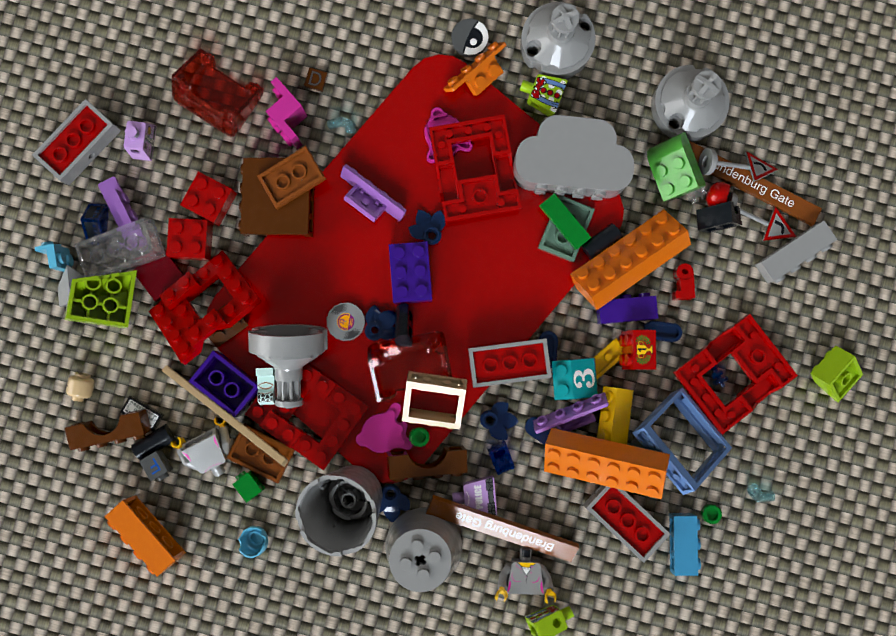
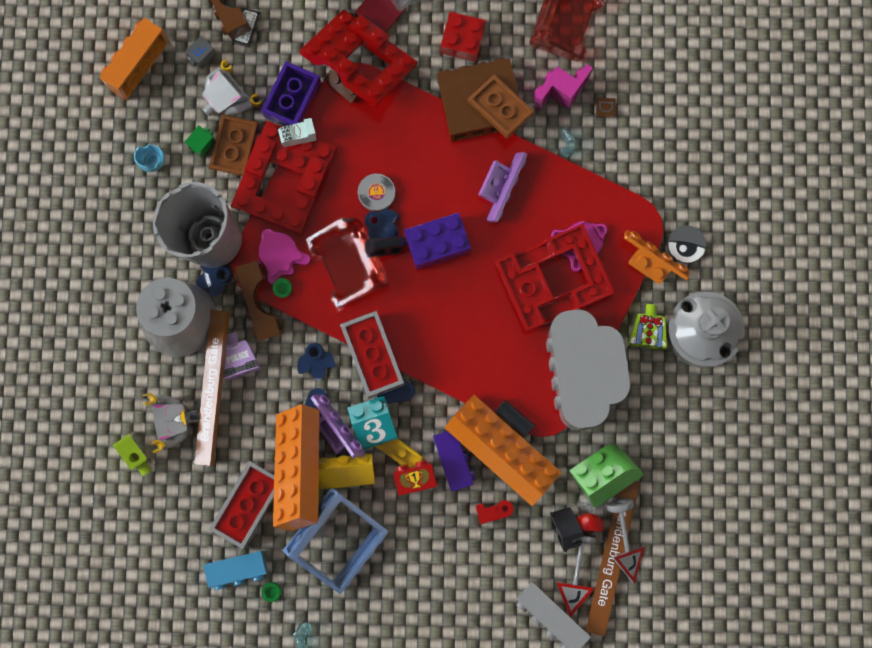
camera: 85 degrees right, 5 degrees down
(153, 442) = (223, 46): black brick -> none
(189, 239) = (420, 29): red brick -> none
(225, 416) = (260, 103): tan tile -> none
(288, 350) = (335, 142): light grey piece -> none
(428, 224) = (488, 245): dark blue plate -> none
(437, 384) = (335, 291): tan window -> none
(500, 457) = (280, 371): clear blue slope -> none
(554, 241) = (519, 382): sand green tile -> none
(565, 221) = (524, 377): green tile -> none
(664, 330) = (441, 502): dark blue tile -> none
(691, 100) = (676, 478): light grey piece -> none
(719, 379) = (405, 570): clear blue hair -> none
(757, 359) = (436, 599): red piece -> none

